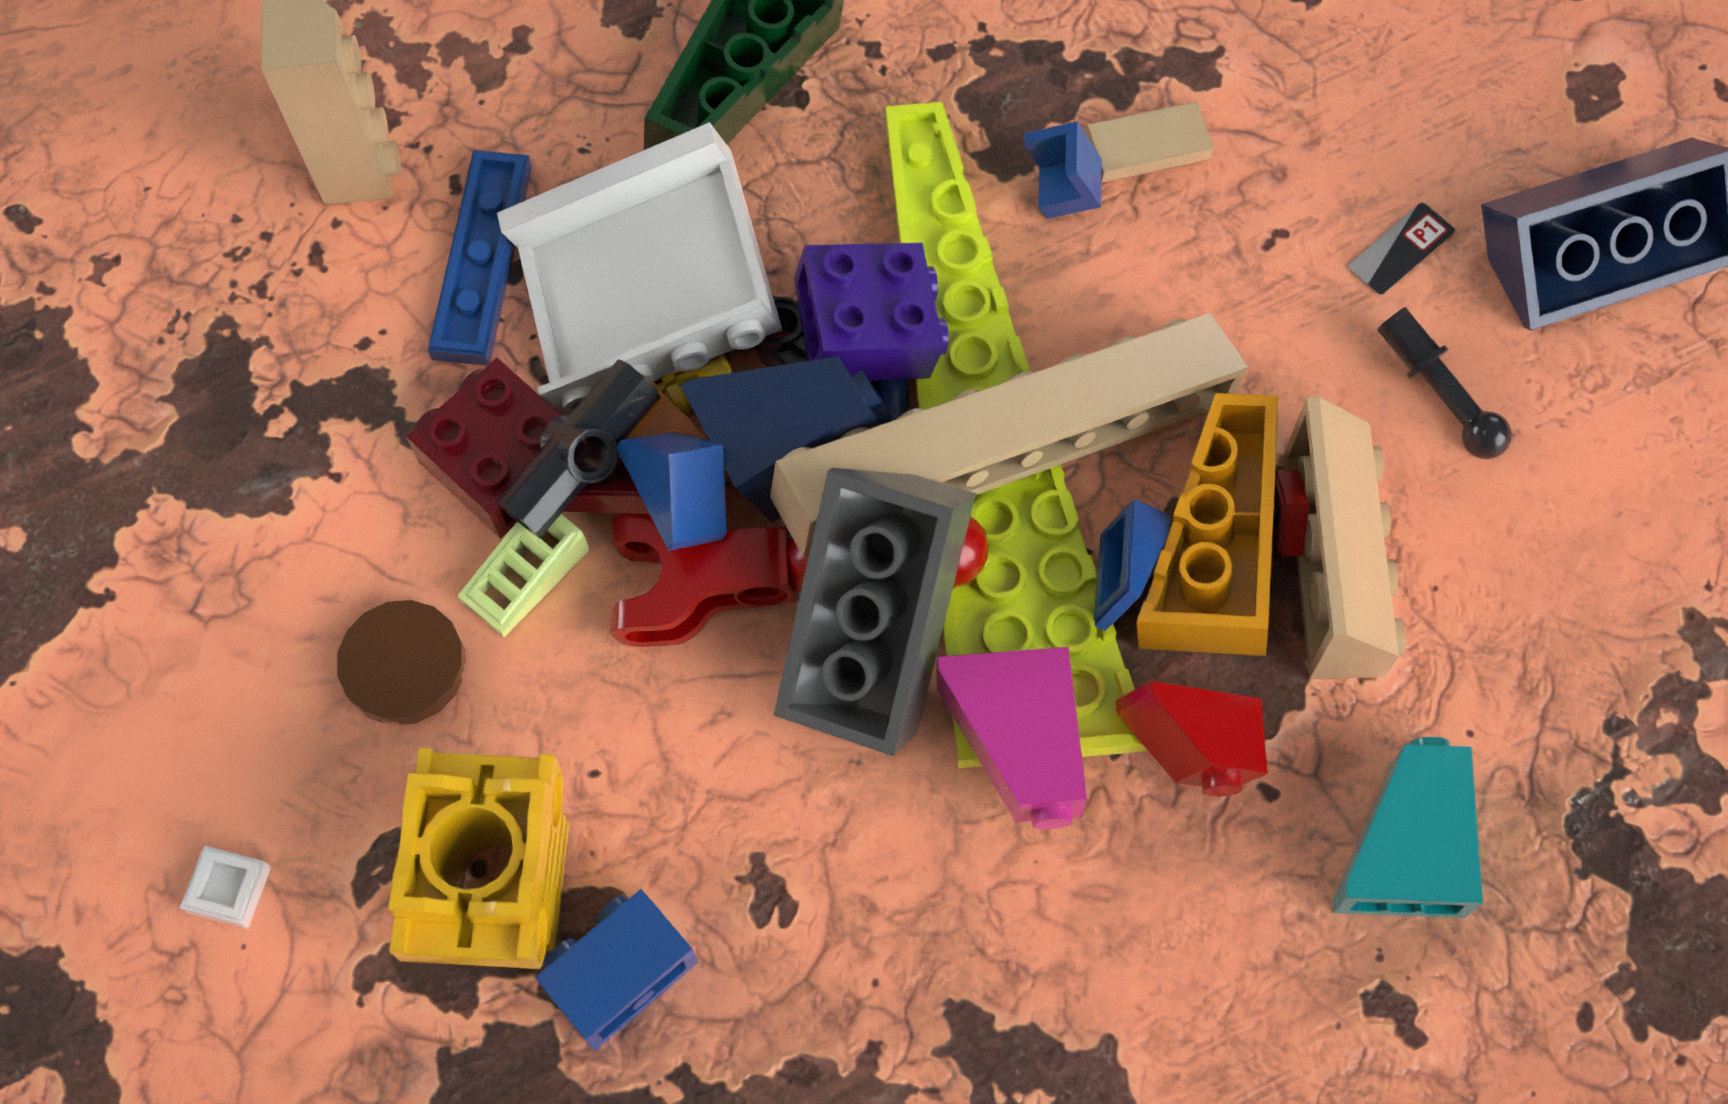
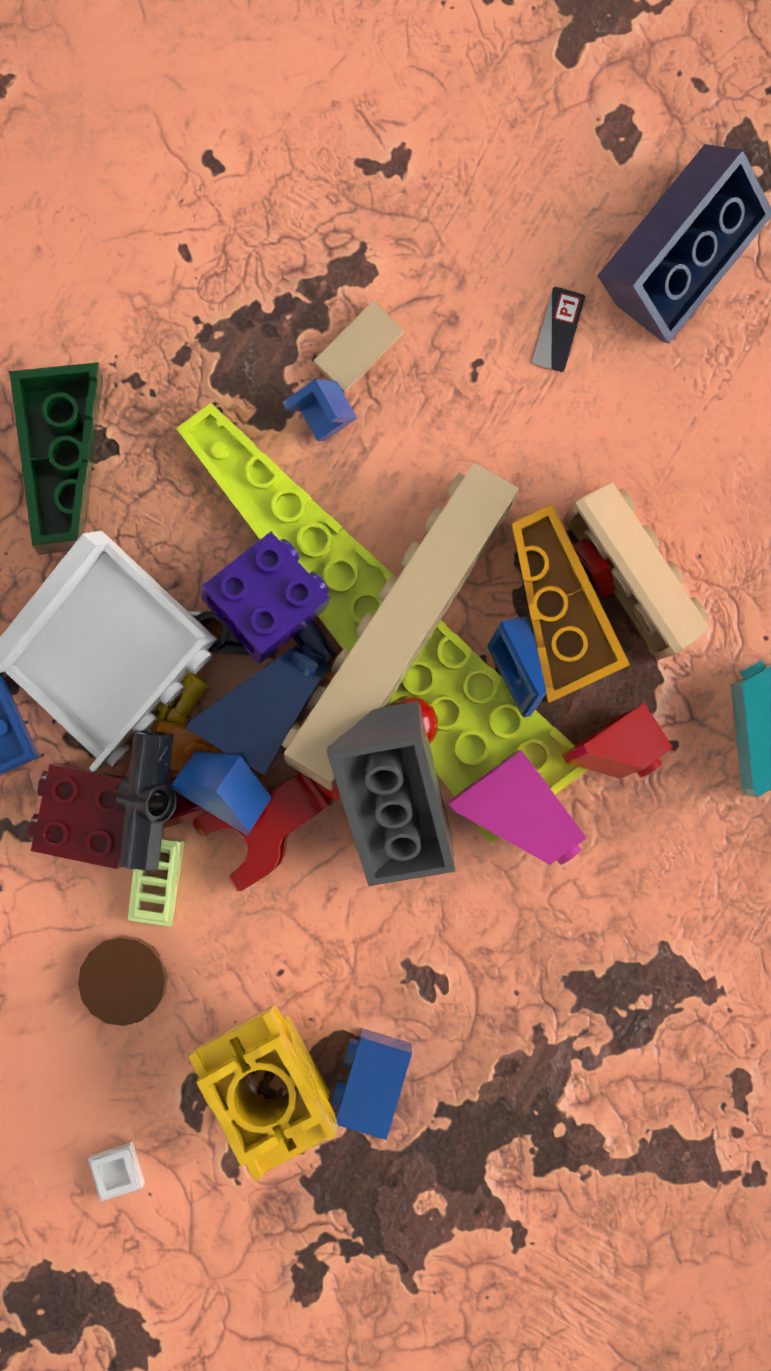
camera: 30 degrees left, 20 degrees up
(1484, 432) = (676, 433): black pin -> none

